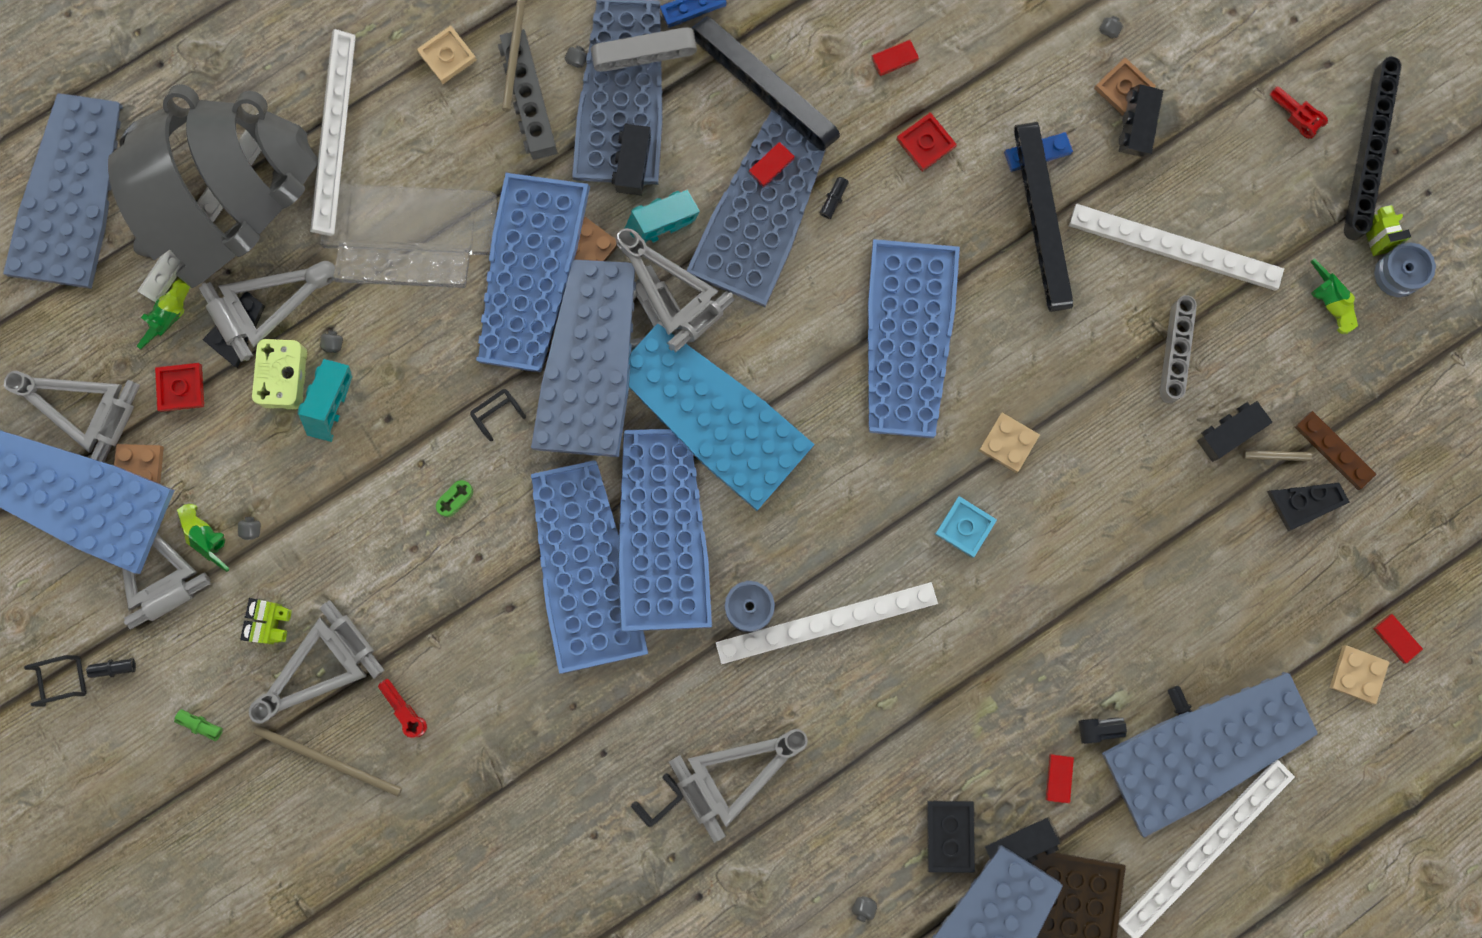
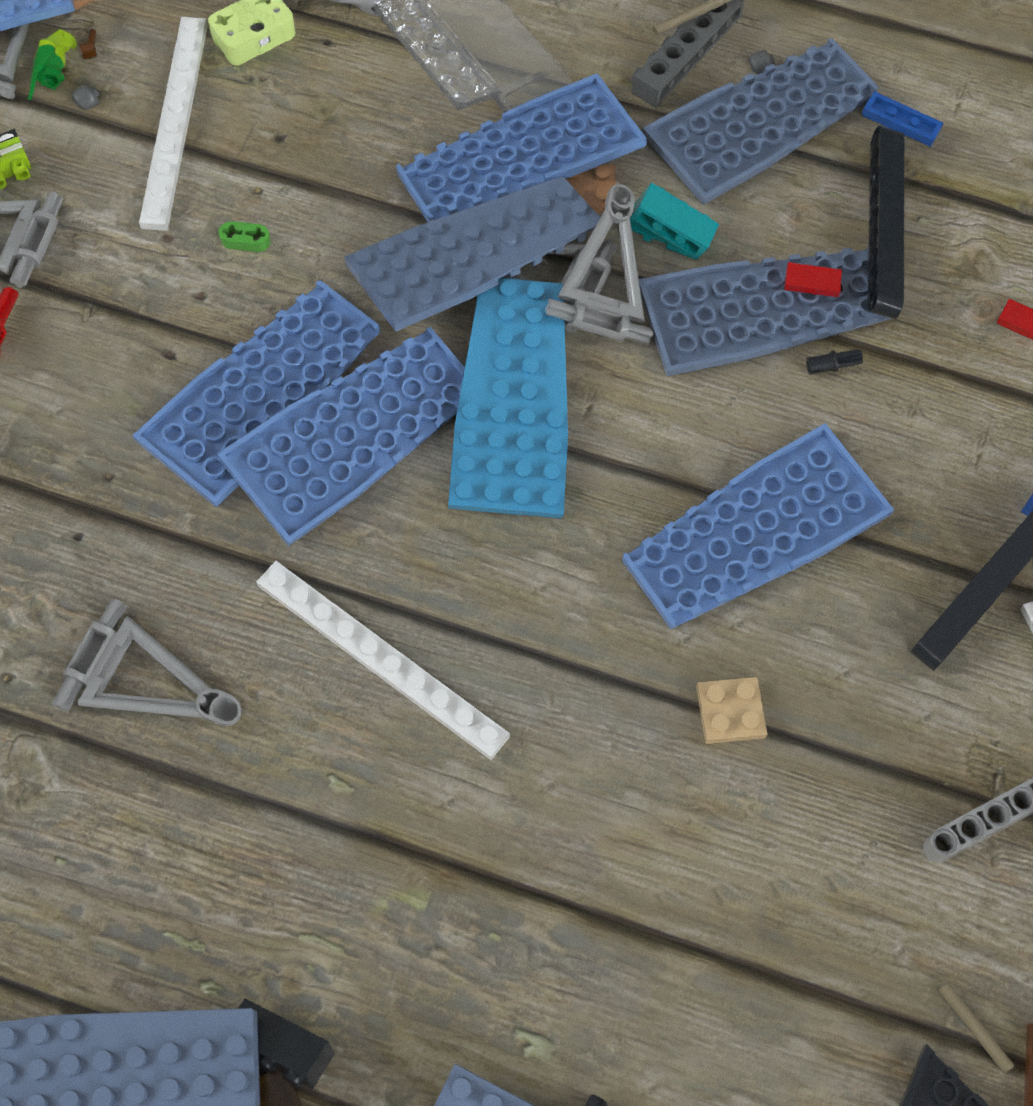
camera: 50 degrees right, 15 degrees down
(208, 500) = (88, 49): none -> reddish brown hand
(319, 481) = (173, 124): none -> white plate
(324, 398) = (255, 70): teal wedge -> none
(331, 342) = (317, 49): dark grey piece -> none
(478, 421) = (372, 216): black piece -> none
(632, 159) = (704, 159): black brick -> none
(643, 49) = (819, 100): light grey beam -> none
(645, 816) = (86, 596): black piece -> none
(743, 594) = (337, 562): sand blue wheel -> none
(864, 909) = (83, 921): dark grey piece -> none
(926, 141) = (972, 406): red plate -> none
(950, 836) = (232, 957): black plate -> none
(966, 527) = (600, 727): medium azure plate -> none
(1059, 778) = (391, 1039): red tile -> none
(1097, 730) = (479, 1039): black piece -> none
(1234, 430) = (959, 950): black brick -> none

